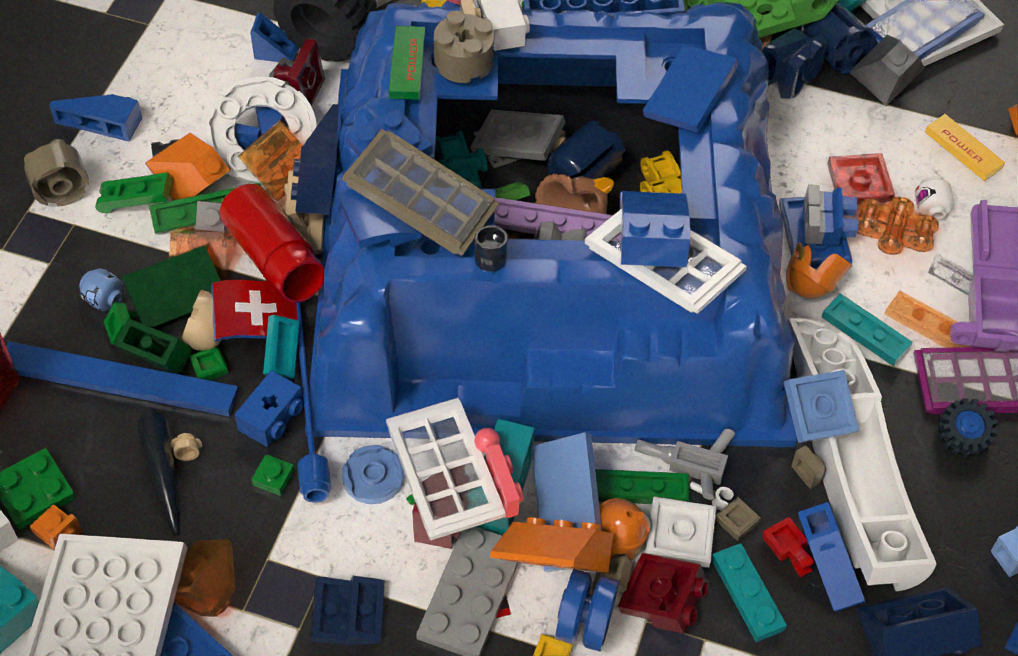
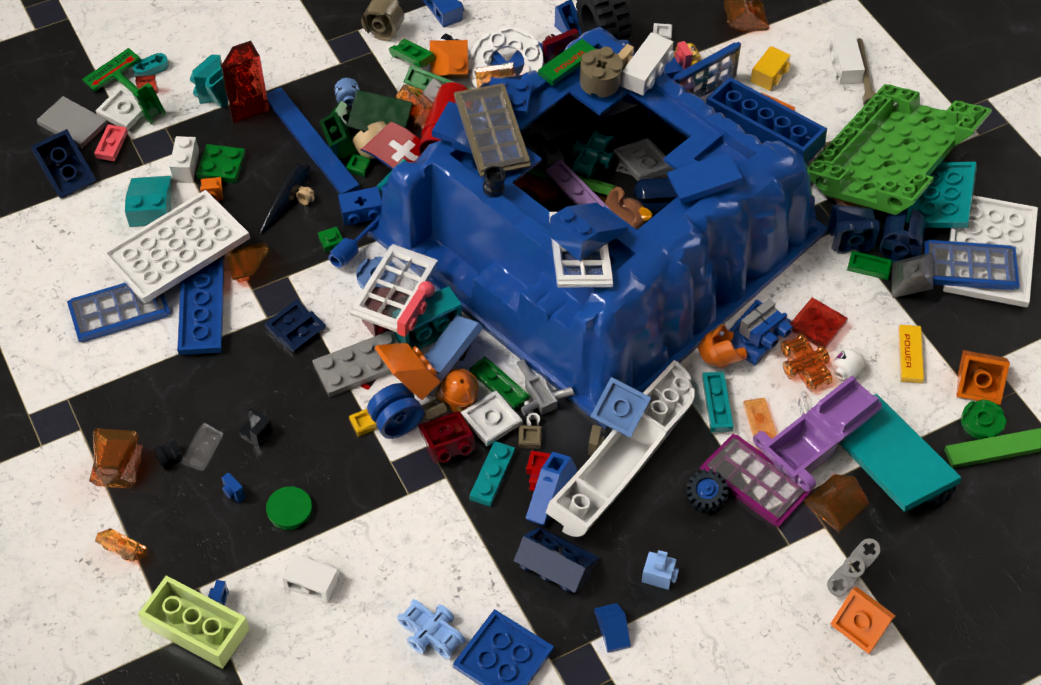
camera: 45 degrees right, 0 degrees up
(833, 89) = (869, 265): none -> green tile

